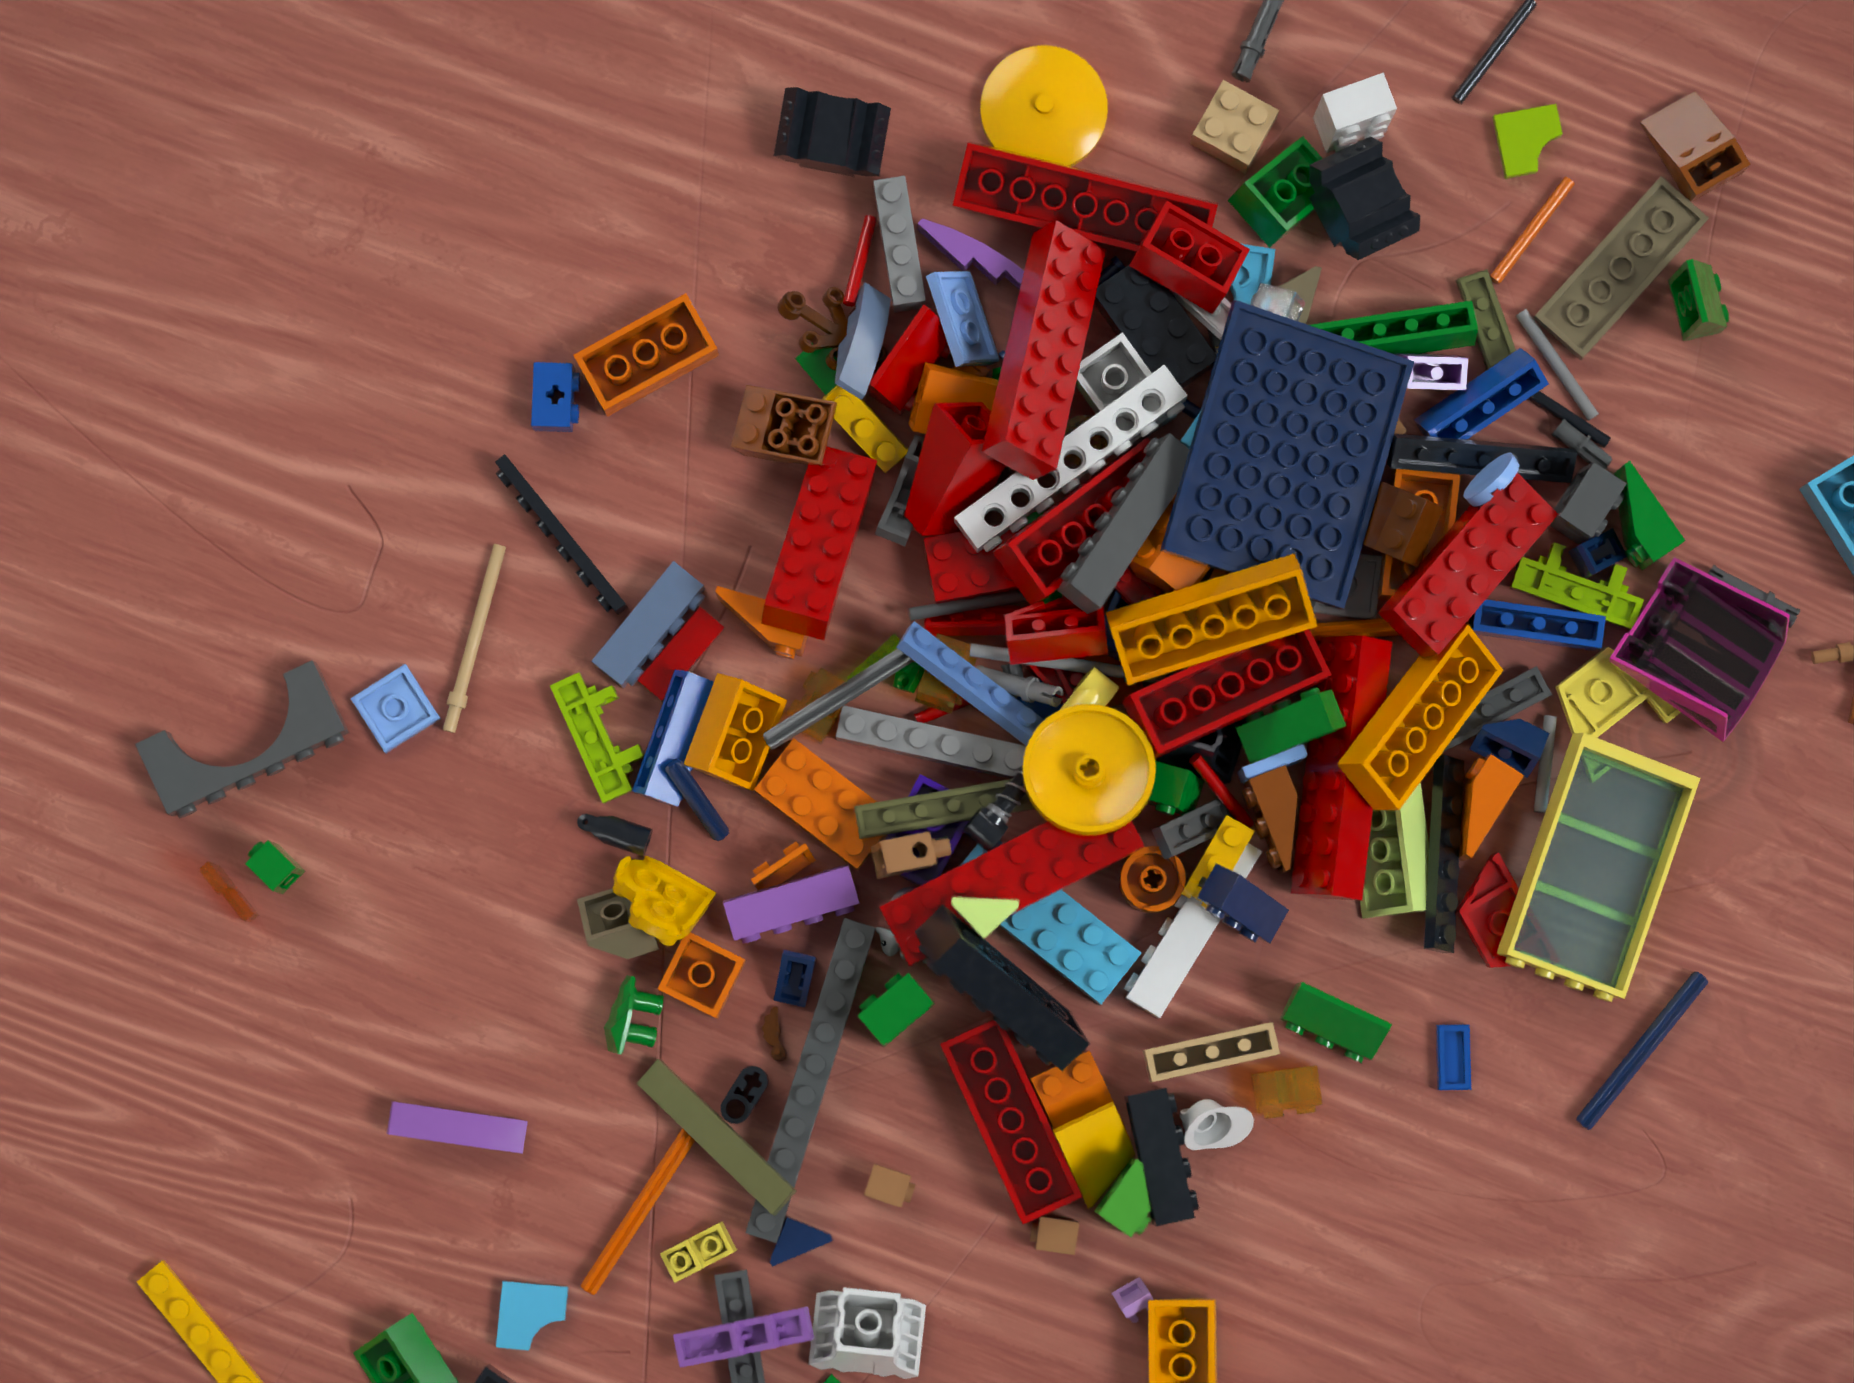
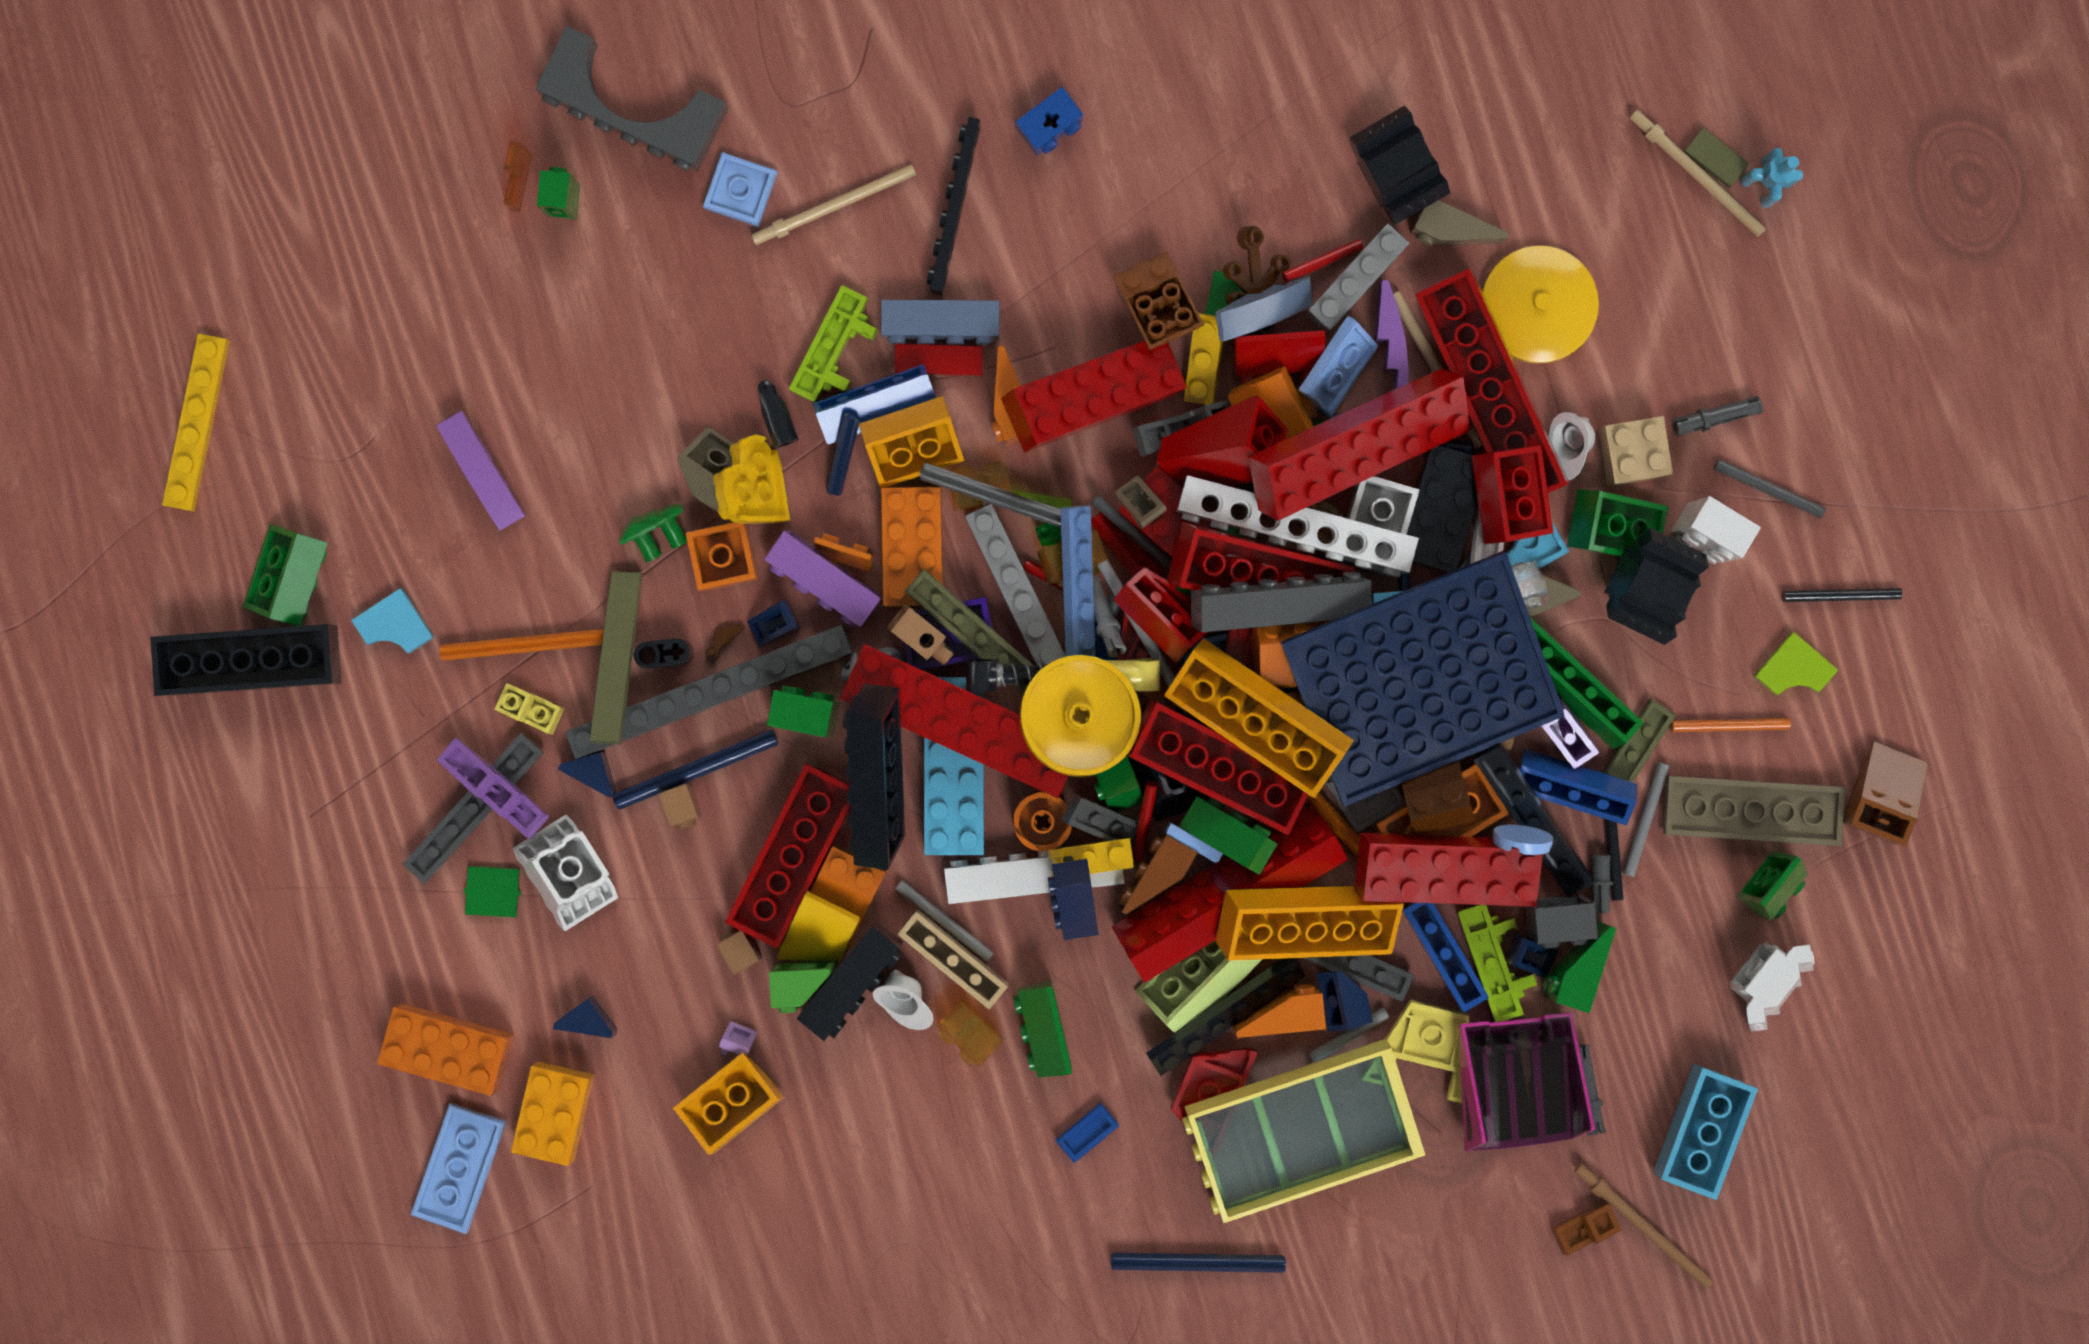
camera: 55 degrees right, 5 degrees up
(646, 354) = (1131, 162): orange brick -> none
(867, 1148) = (695, 769): none -> dark blue axle
(917, 130) = (1450, 226): none -> dark tan slope
(944, 575) = (1140, 502): none -> dark tan slope
(984, 914) = (916, 723): yellowish green slope -> none
(1013, 235) = (1428, 353): none -> tan bar
(1171, 1035) = (943, 920): none -> light grey bar
(1183, 172) = (1571, 440): none -> white piece
(1355, 40) = (1769, 488): none -> dark grey bar
(1777, 367) = (1769, 980): none -> white slope

